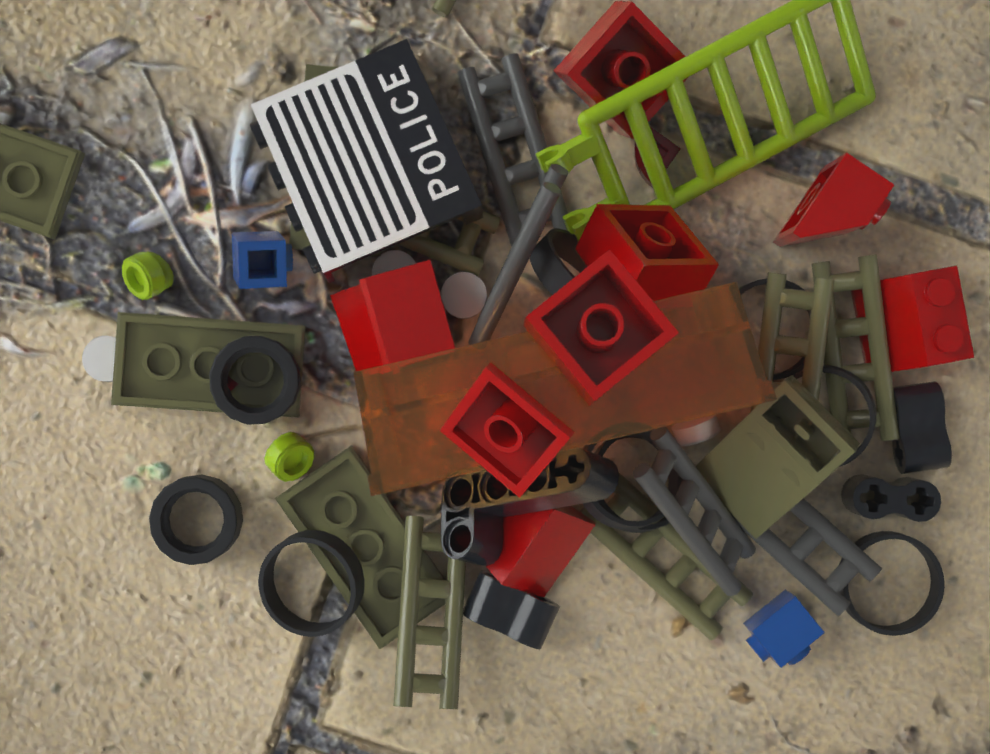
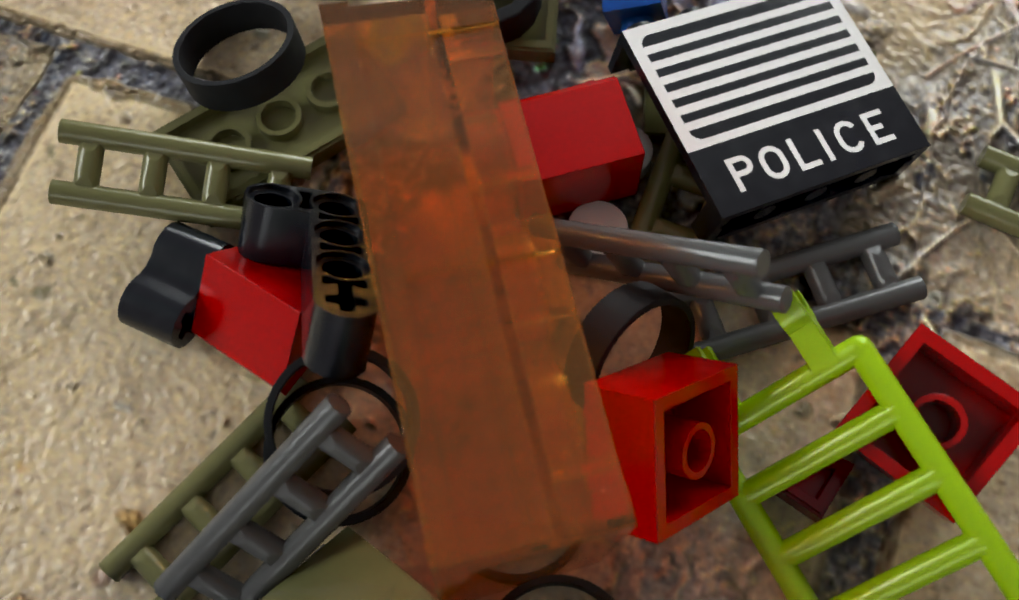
camera: 90 degrees right, 20 degrees down
(506, 430) = (407, 161): red slope -> none
(599, 327) = (553, 275): red brick -> none
(696, 430) = (406, 538): tile -> none

